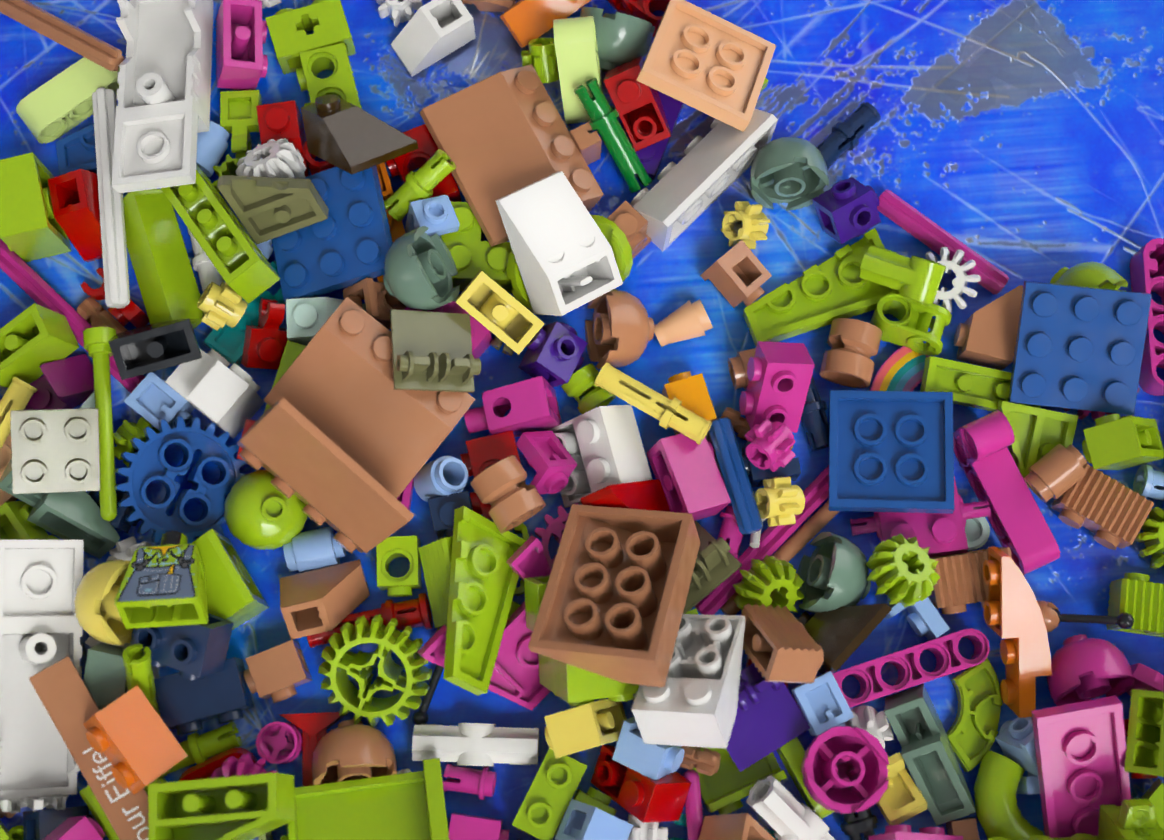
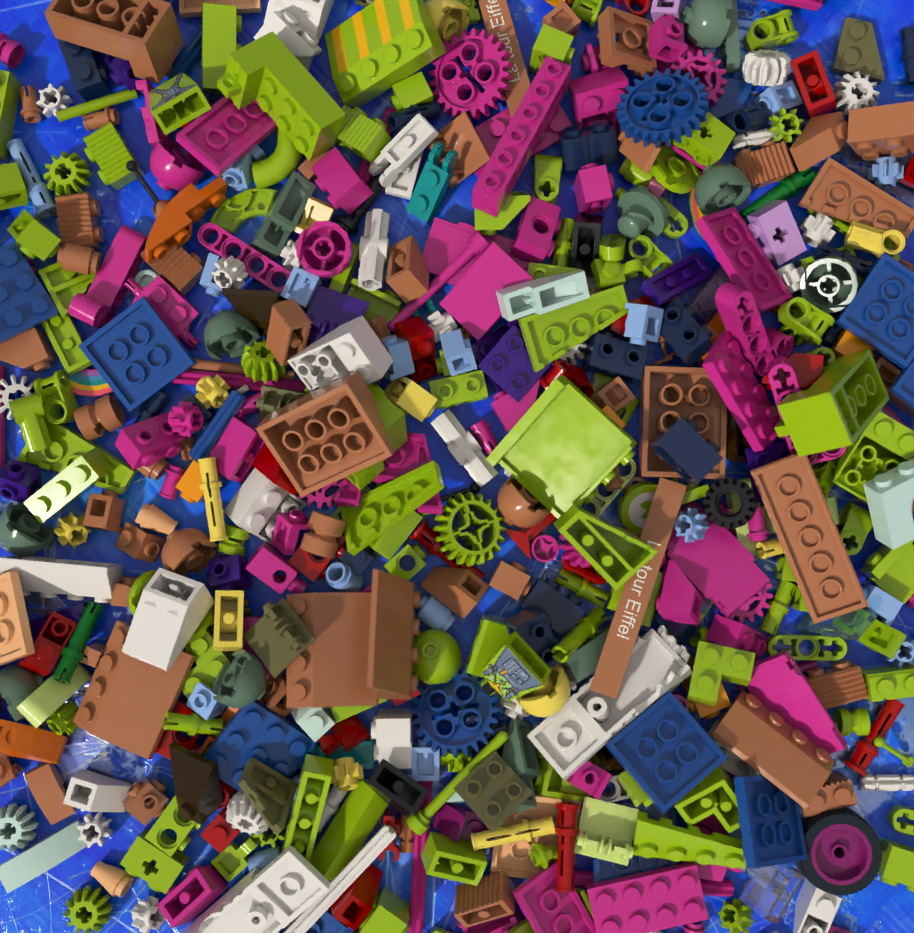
camera: 125 degrees left, 10 degrees up
(134, 740) = (602, 618): orange brick -> none
(383, 75) = (141, 807): none -> nougat brick
(672, 286) = (139, 543): none -> nougat bracket
(716, 381) = (173, 475): none -> dark pink pin
(798, 259) = (68, 485): none -> brick
(902, 570) = (197, 298): lime gear -> none
(904, 632) = (229, 273): none -> white gear

